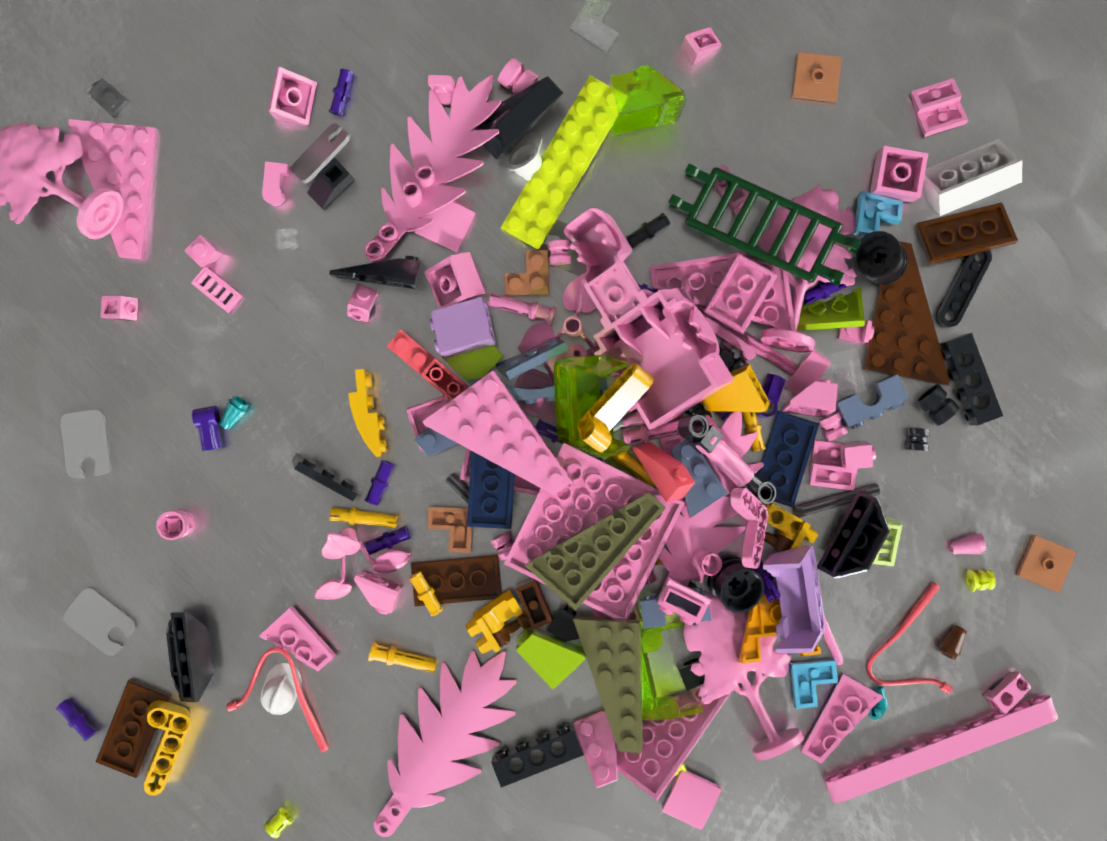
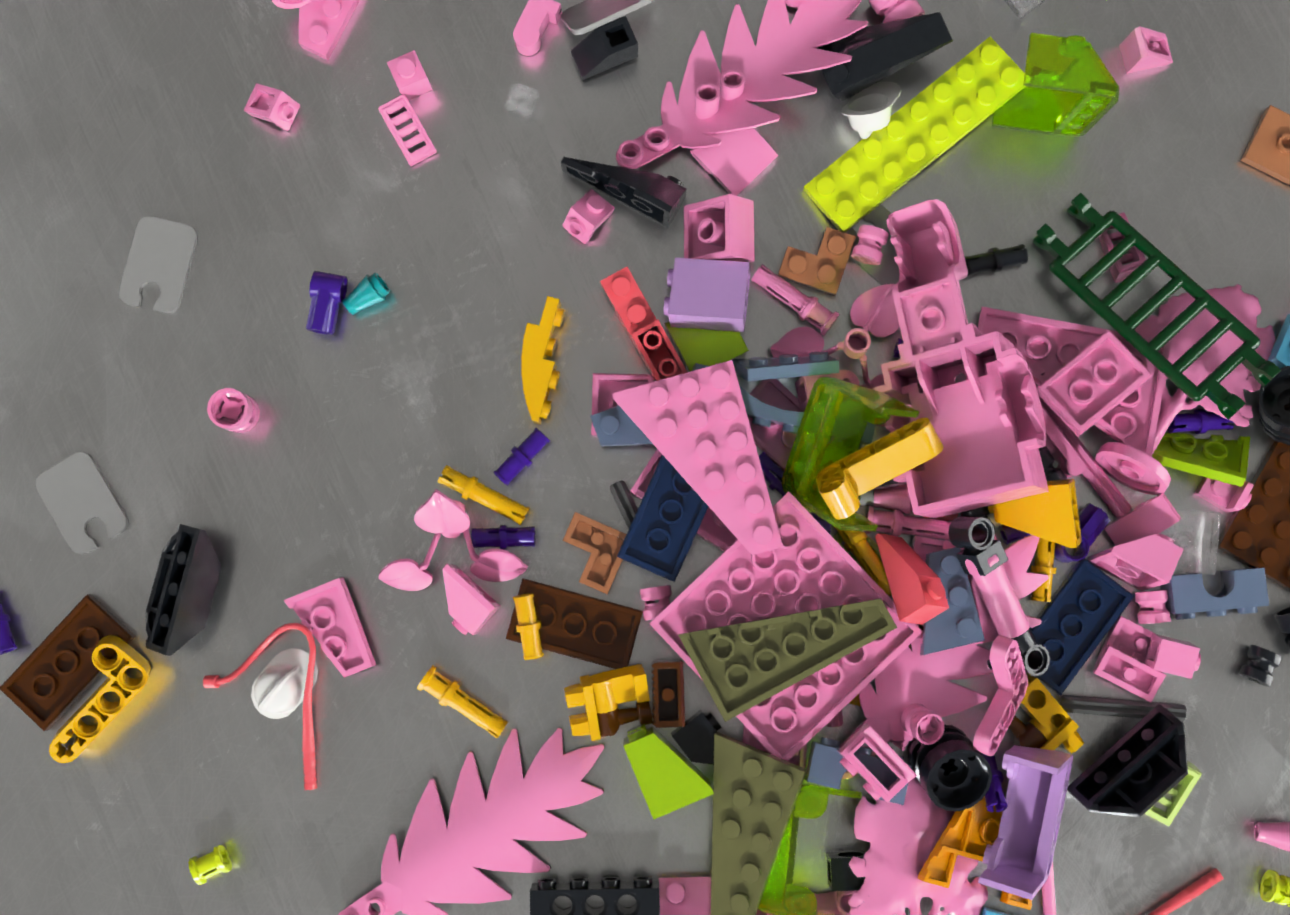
camera: 15 degrees right, 5 degrees down
(324, 477) = (454, 421): black wing -> none

